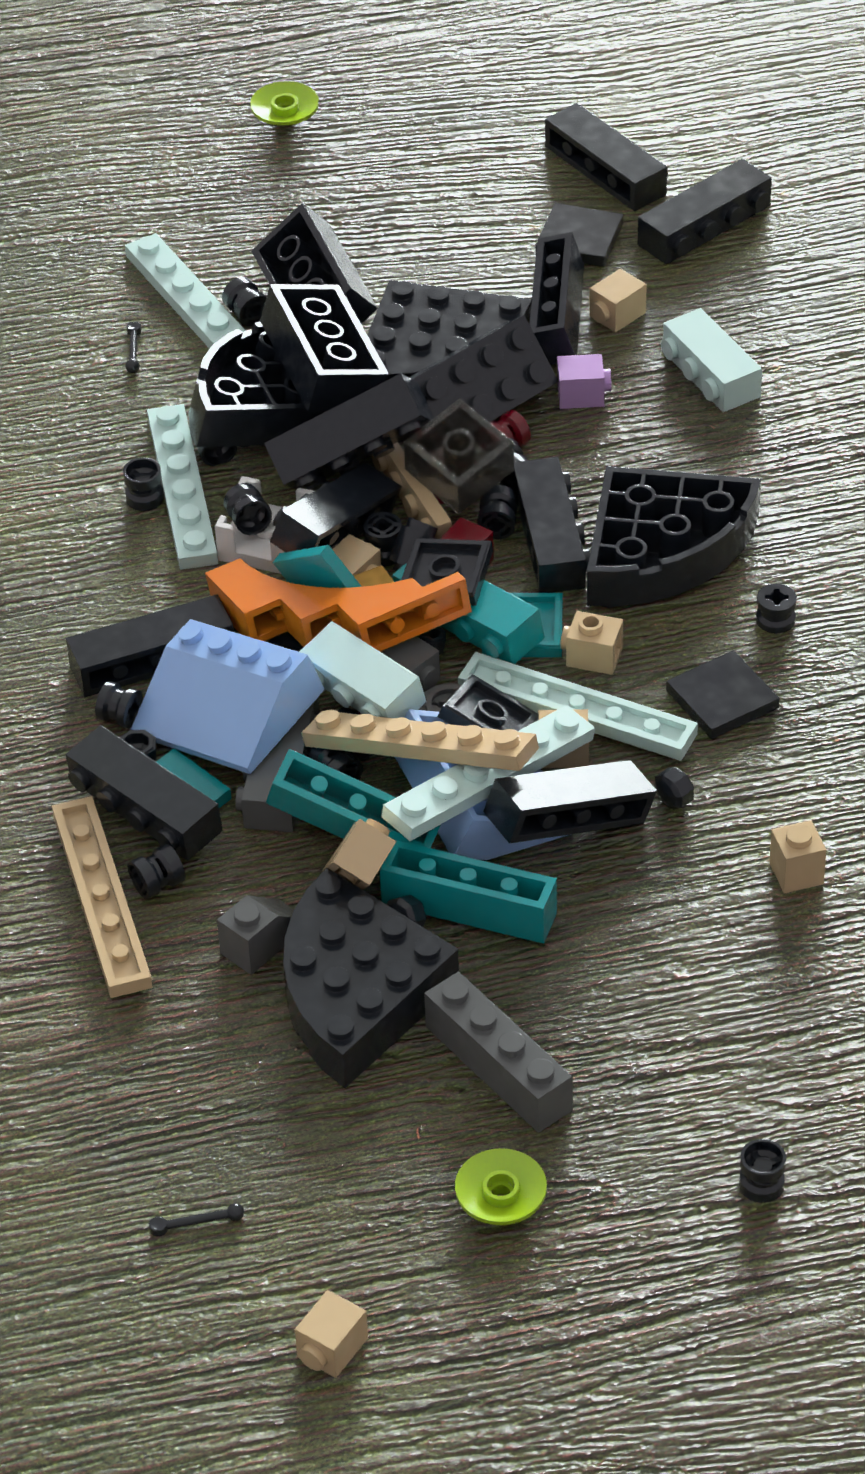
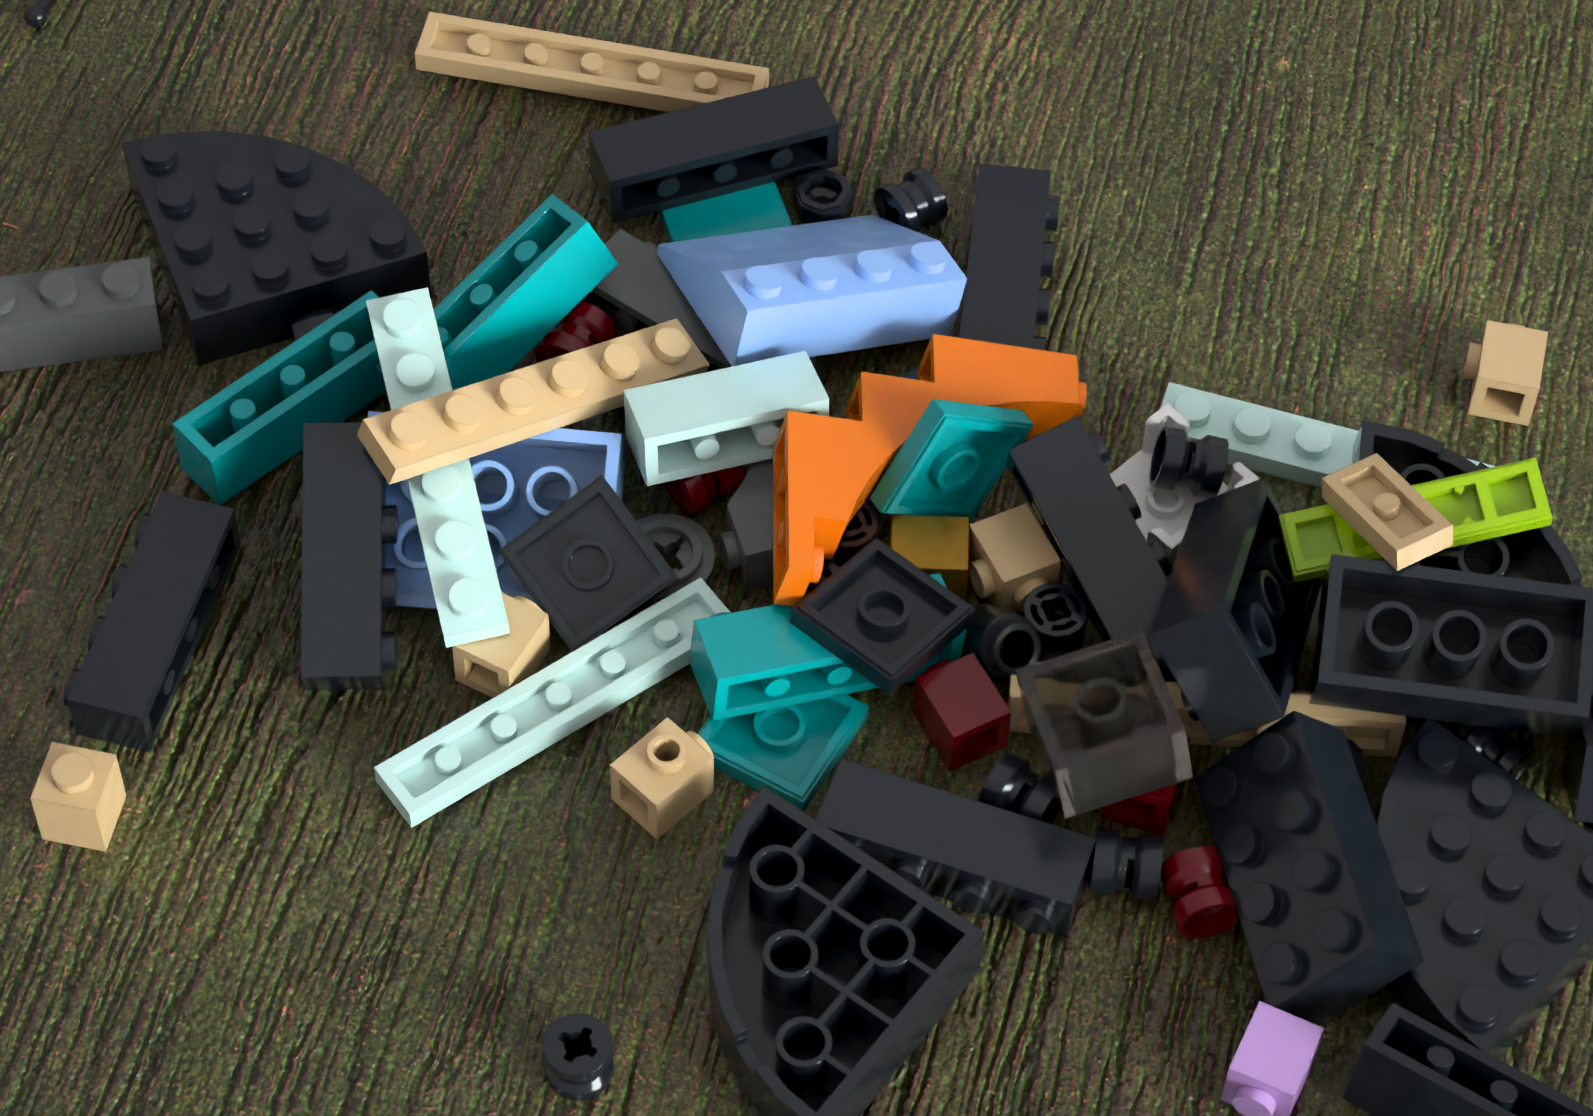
camera: 115 degrees right, 10 degrees up
(81, 435) = (1505, 372): none -> tan brick
(143, 484) = (1353, 393): black wheel -> none
(156, 871) = (576, 115): black wheel -> none
(252, 378) = (1476, 504): none -> lime plate
(253, 931) = (415, 179): dark grey slope -> none
(276, 364) = (1387, 511): none -> tan plate
(361, 852) = (396, 264): tan slope -> none
(661, 887) = (153, 621): none -> black brick
(674, 788) = (317, 729): black tile -> none
(722, 694) = (463, 900): black tile -> none

